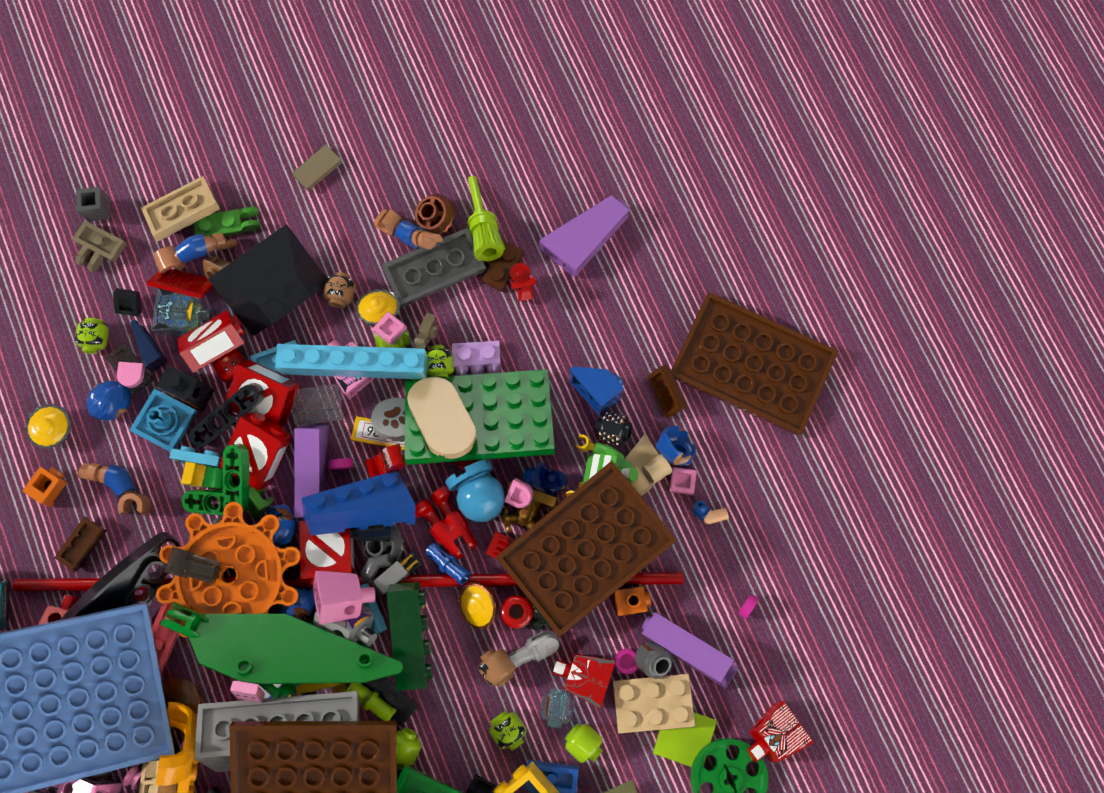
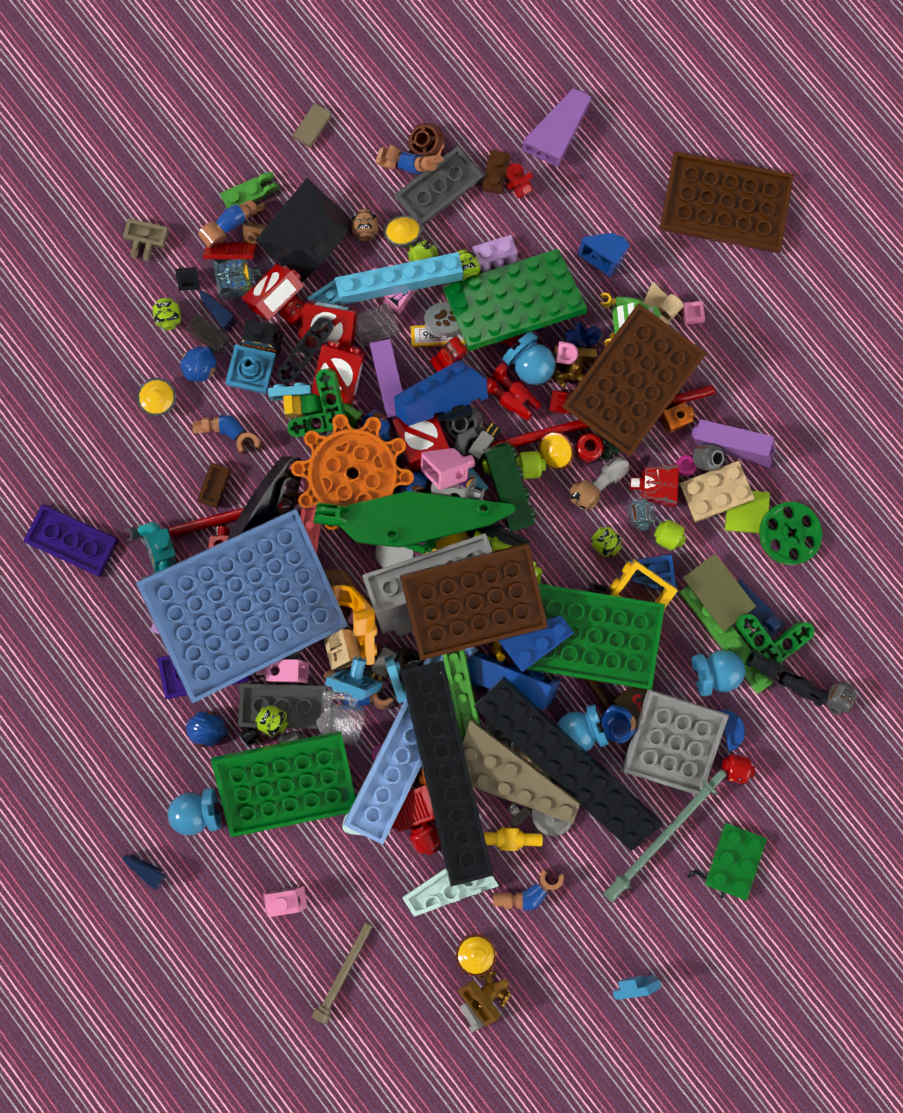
camera: 20 degrees left, 5 degrees up
(38, 485) = (166, 438): orange brick -> none
(93, 204) = (132, 201): dark grey brick -> none
(130, 374) = (212, 336): bright pink tile -> none
(133, 777) = (319, 653): bright pink bush -> none
(180, 208) = (208, 187): tan plate -> none
(187, 564) = (317, 470): clear smoke piece -> none
(247, 691) = (400, 553): bright pink tile -> none
(340, 464) = (410, 367): dark pink tile -> none
(389, 328) = (420, 244): bright pink tile -> none
(427, 331) = (450, 239): dark tan plate -> none
(441, 417) = (486, 305): tan tile -> none
(443, 614) = (531, 464): none -> lime head
(448, 563) = (522, 424): blue pin -> none
(483, 227) = (472, 141): lime piece -> none
(613, 428) = (626, 283): black head -> none
(667, 391) = (661, 242): reddish brown plate -> none
(675, 446) = (681, 285): blue hair -> none
(707, 515) = (718, 334): arm -> none
(748, 606) = (772, 397): dark pink tile -> none
(777, 734) = (820, 489): red torso -> none

